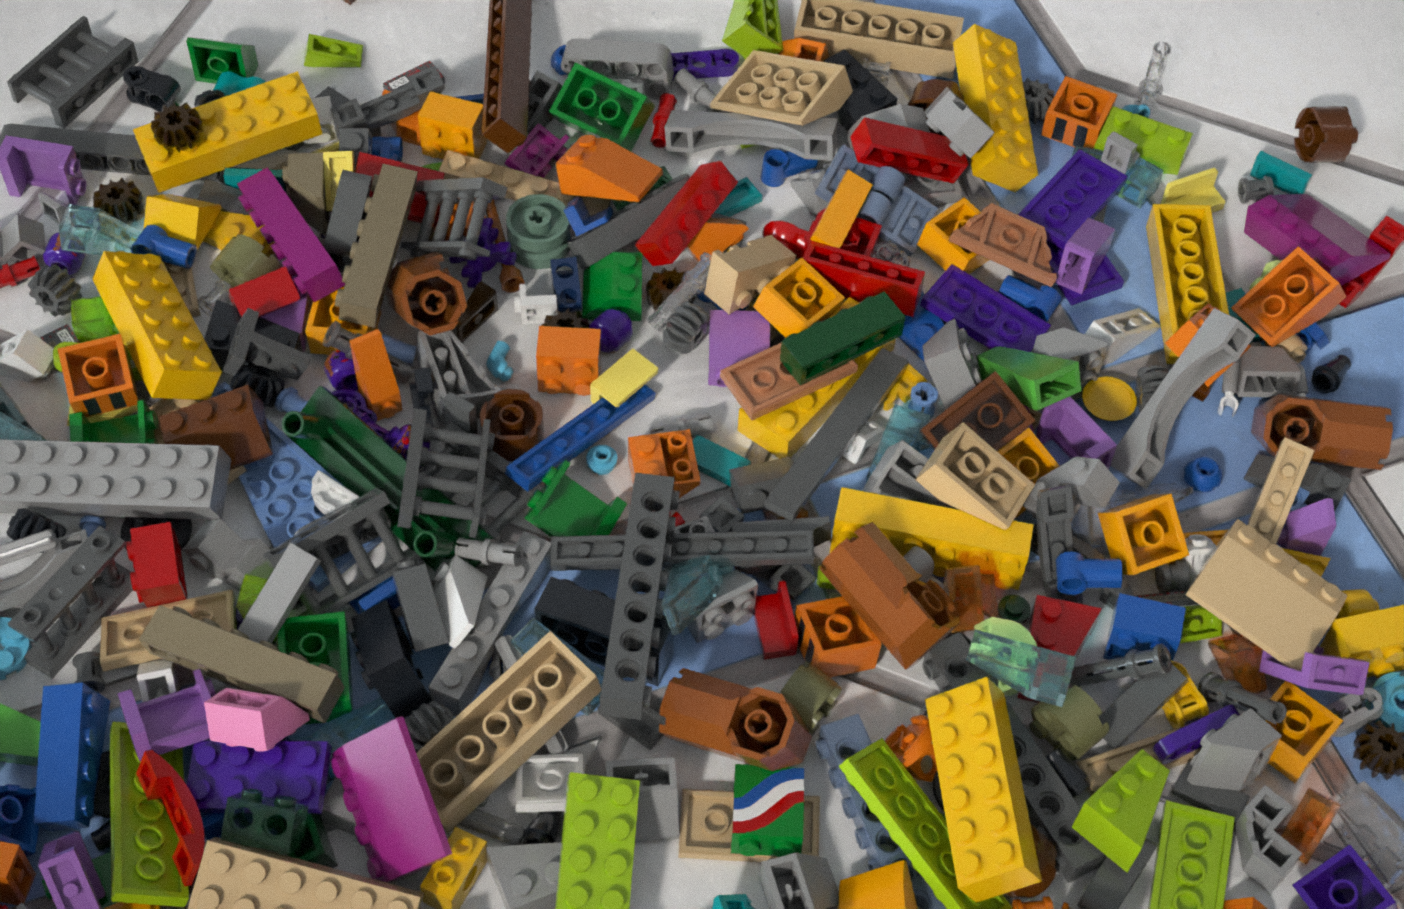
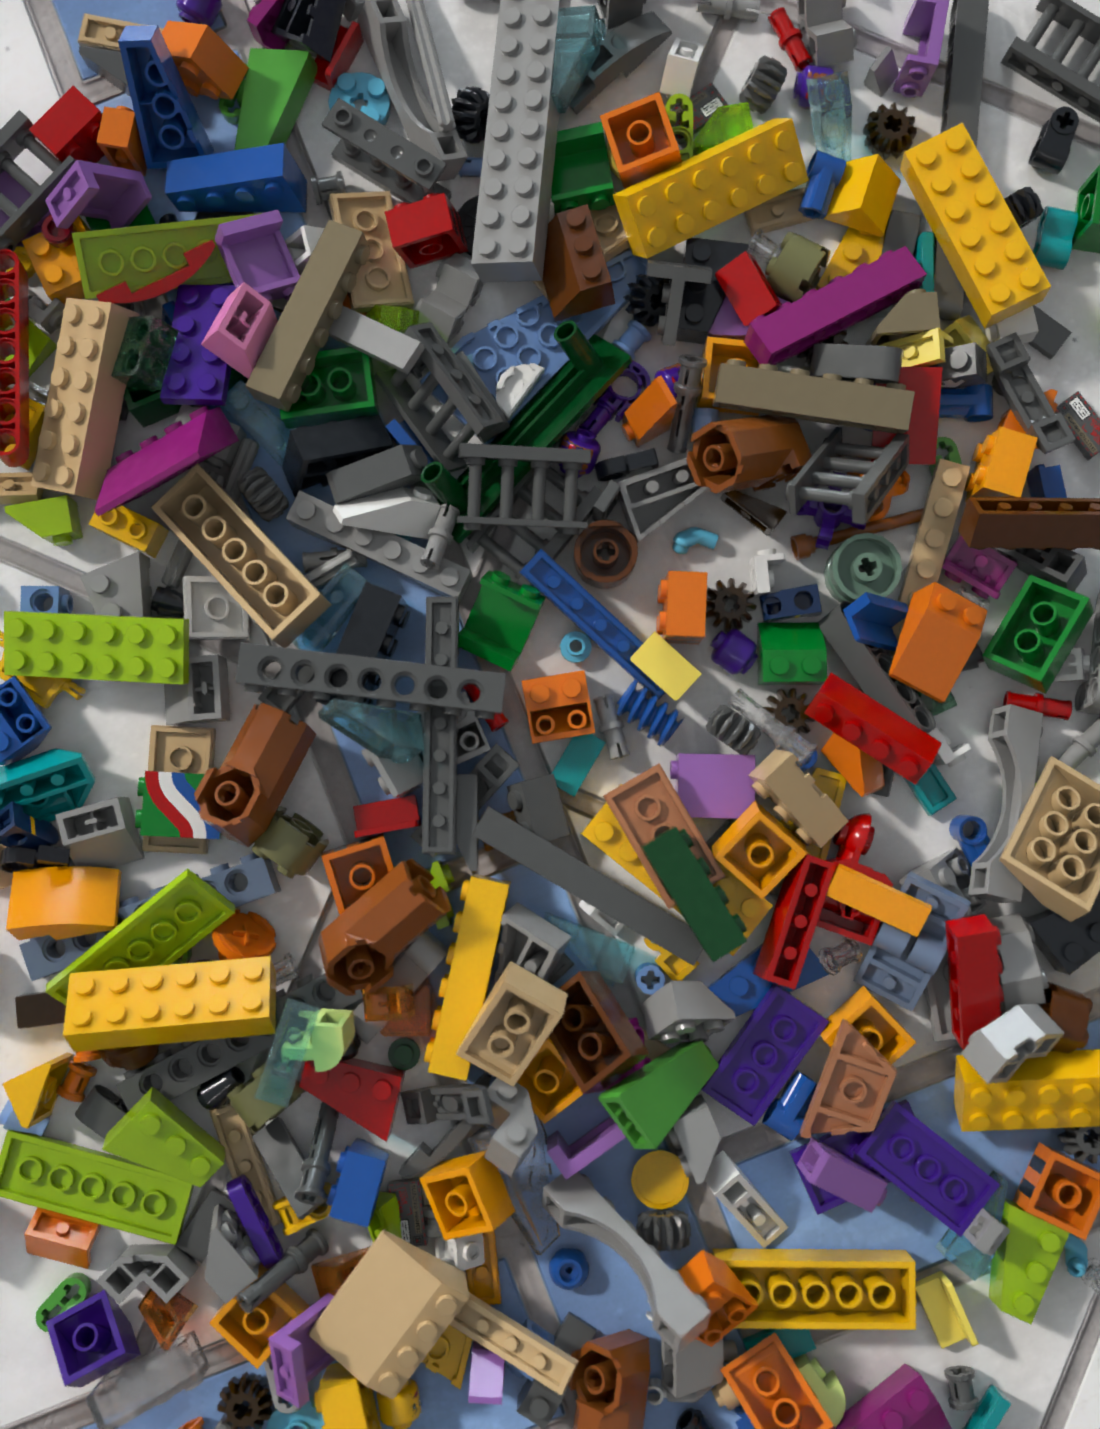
camera: 95 degrees right, 30 degrees up
(177, 126) = (957, 153): dark brown gear -> none
(668, 397) = (648, 713): none -> blue piece
(1077, 573) = (424, 1124): blue piece -> none

